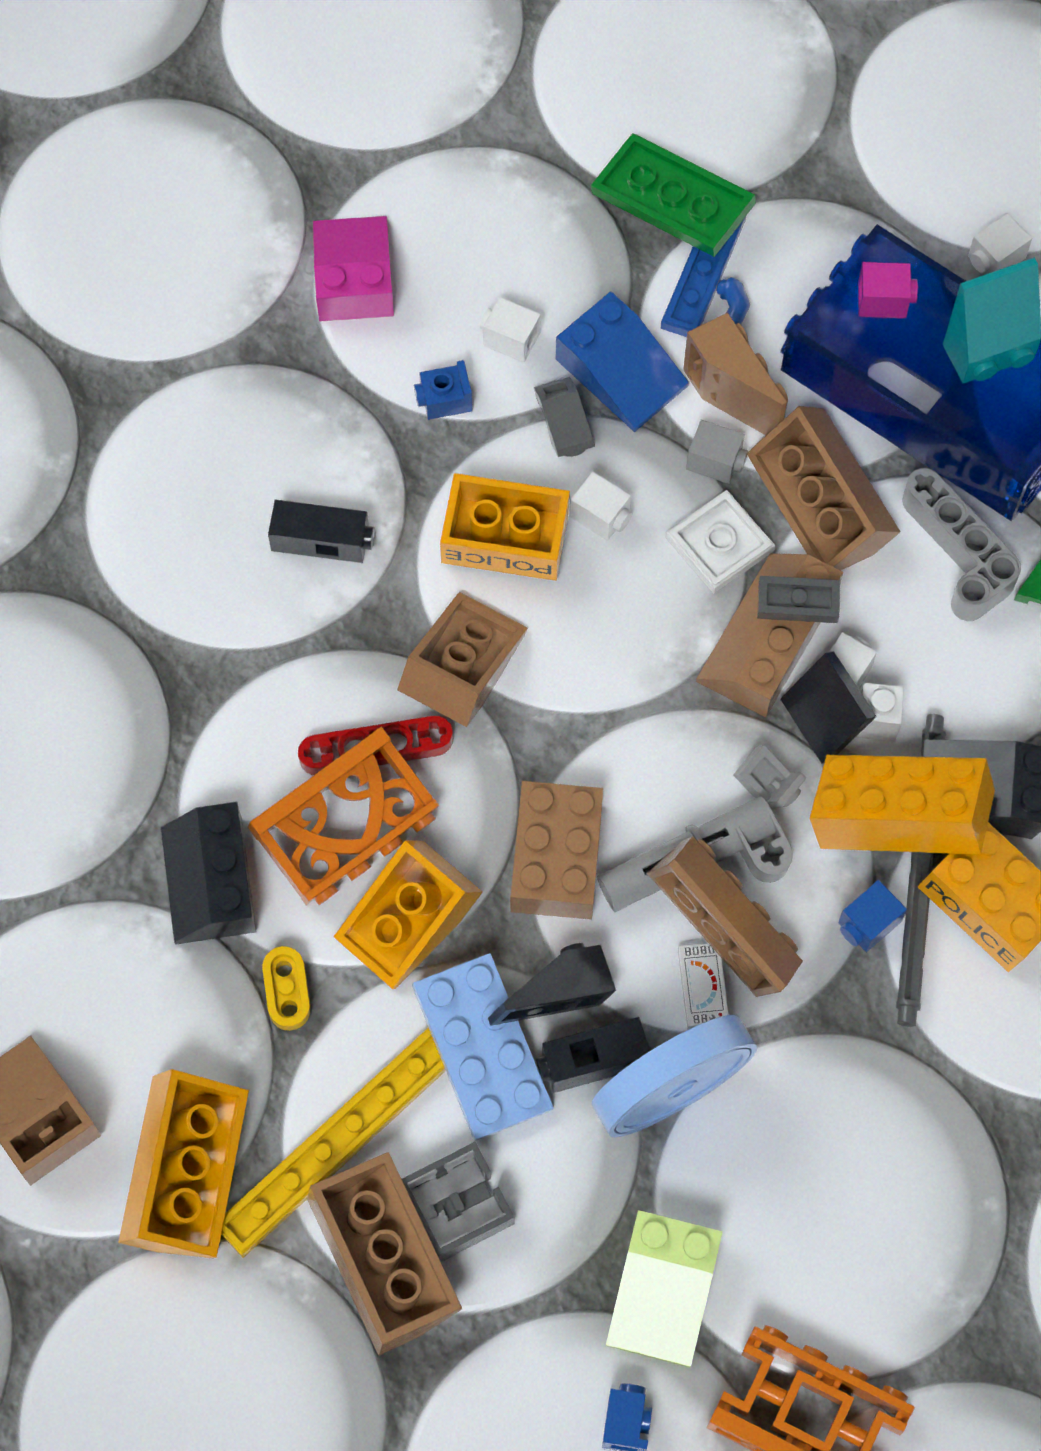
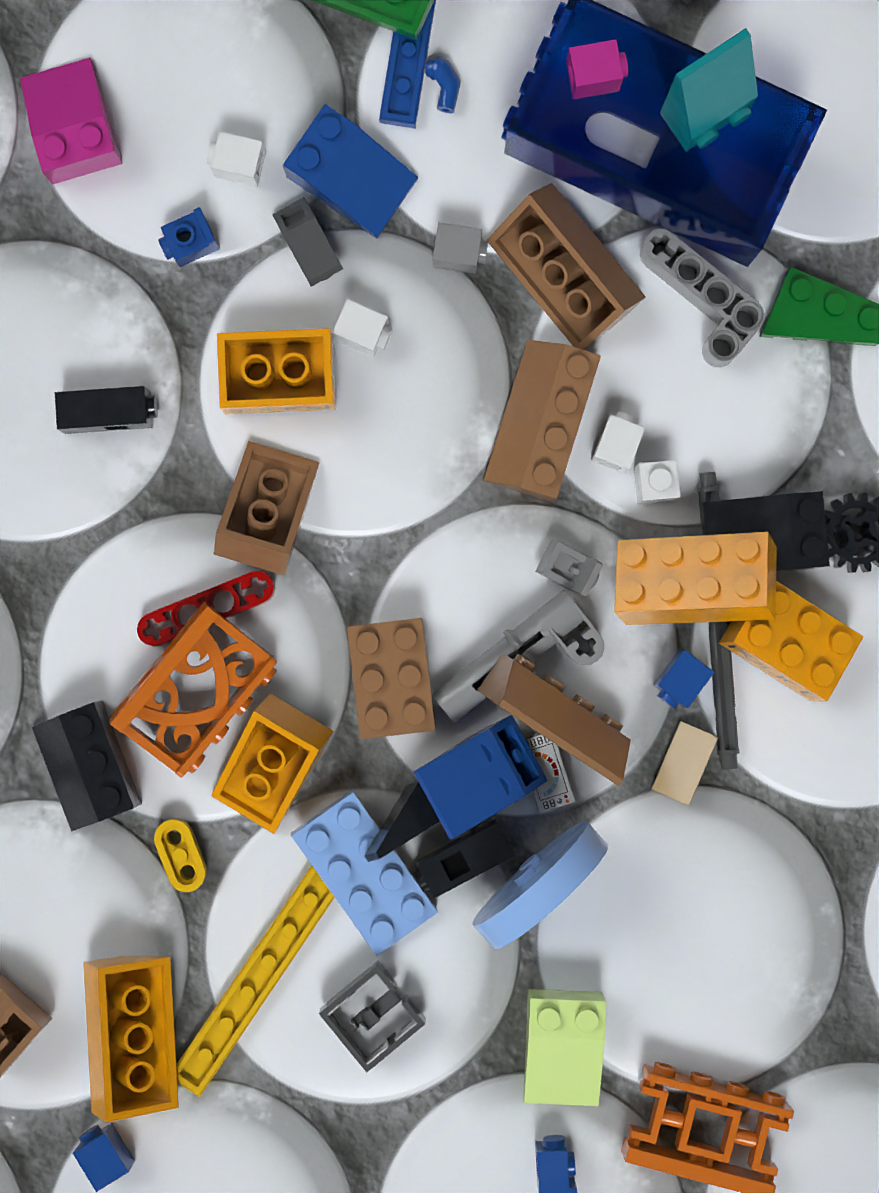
camera: 15 degrees left, 20 degrees up
(118, 1294) = (103, 1156): none -> blue brick
(383, 1252) = (319, 1078): medium nougat slope -> none
(633, 959) = (480, 776): none -> blue slope
(720, 541) = (479, 336): white tile -> none
(732, 375) = (459, 169): medium nougat slope -> none
(798, 599) = (566, 399): dark grey plate -> none
(828, 707) = (610, 491): black tile -> none
(857, 1008) = (684, 763): none -> tan slope

